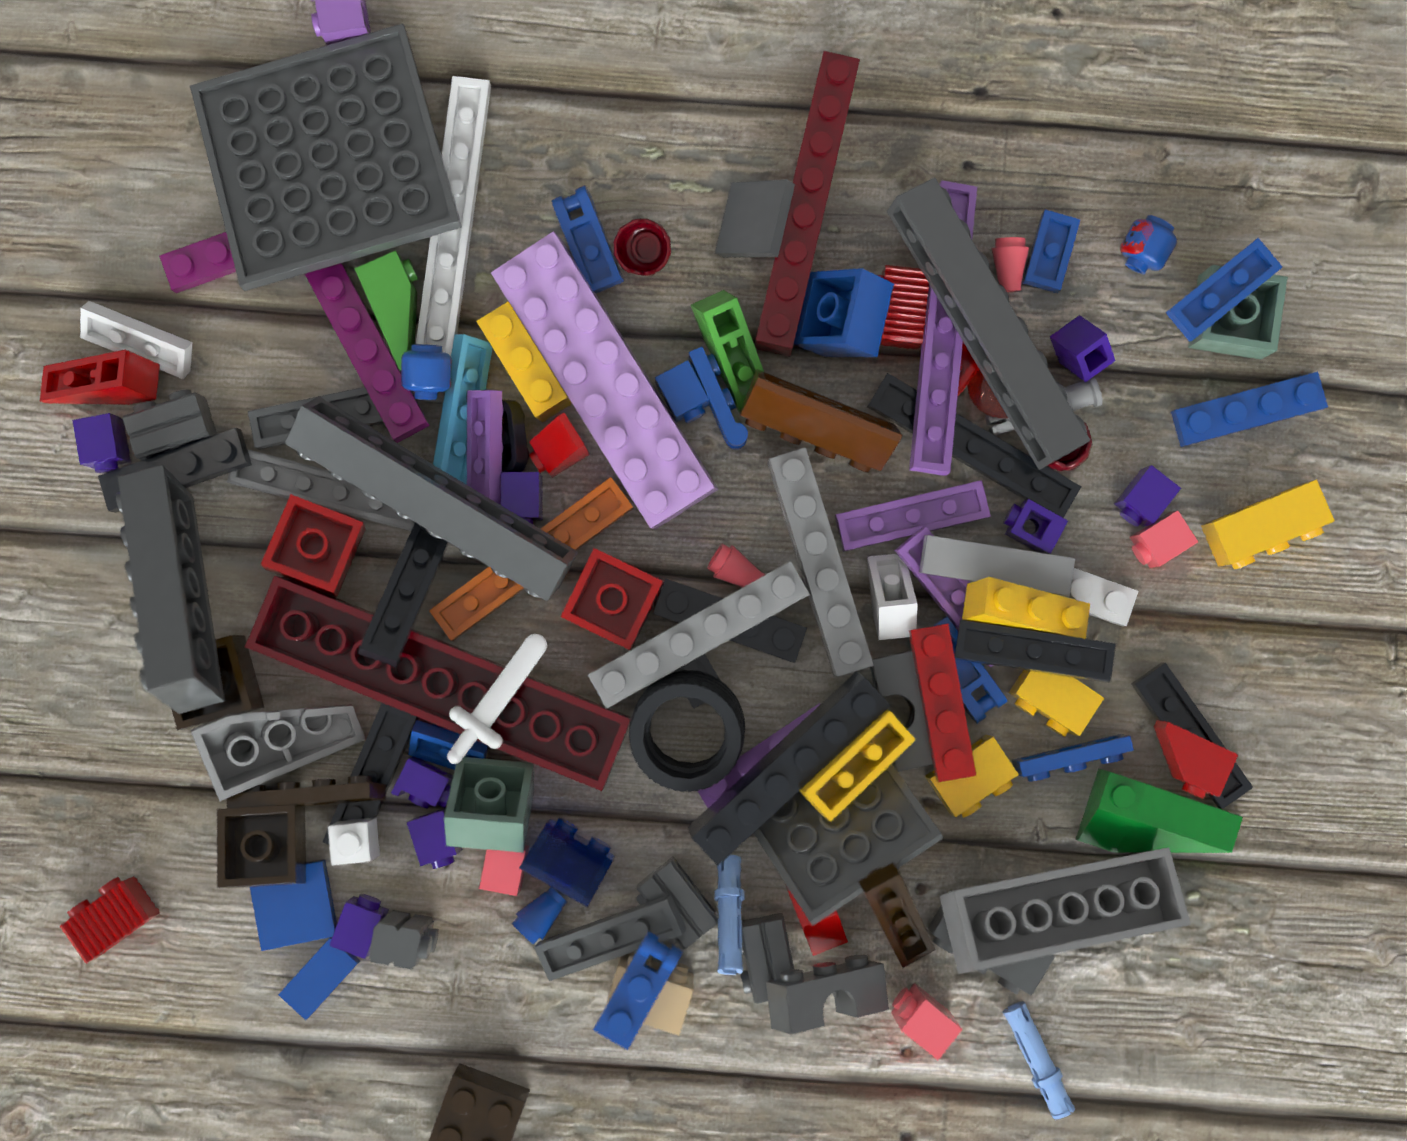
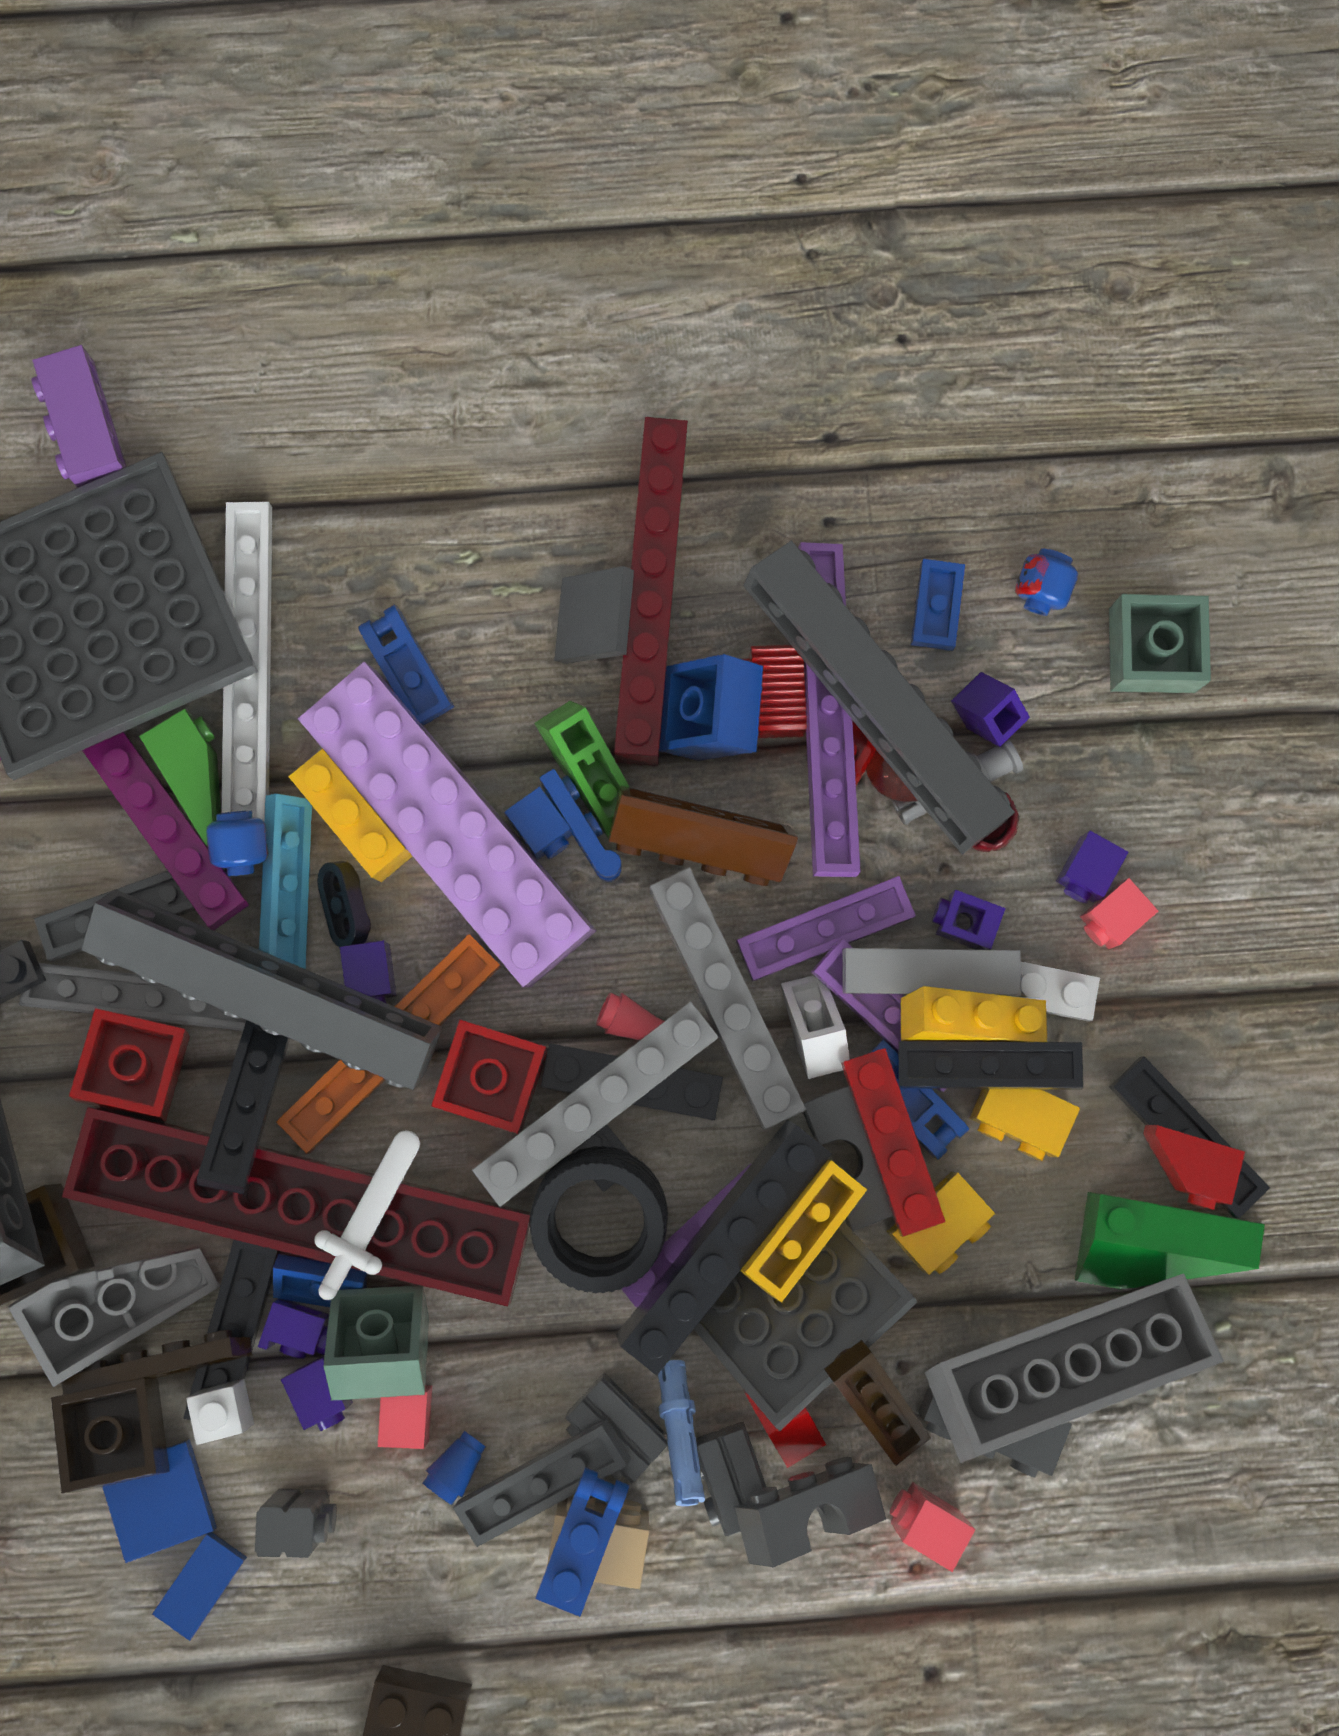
camera: 10 degrees left, 5 degrees down
(357, 925) = (235, 1513): dark purple brick -> none
(484, 442) = (316, 915): medium lavender plate -> none
(557, 447) = (402, 908): red slope -> none
(568, 860) = (479, 1396): clear blue slope -> none
(642, 247) = (469, 665): dark red hair -> none
(982, 451) = (895, 843): black plate -> none
(1010, 261) = (893, 623): coral cone -> none
(1044, 1073) = (1083, 1568): light blue pin -> none
(1073, 757) = (1055, 1183): blue plate -> none
(1224, 289) = (1138, 620): blue plate -> none
(1249, 409) = (1191, 751): blue plate -> none
(1268, 525) = (1235, 880): yellow brick -> none

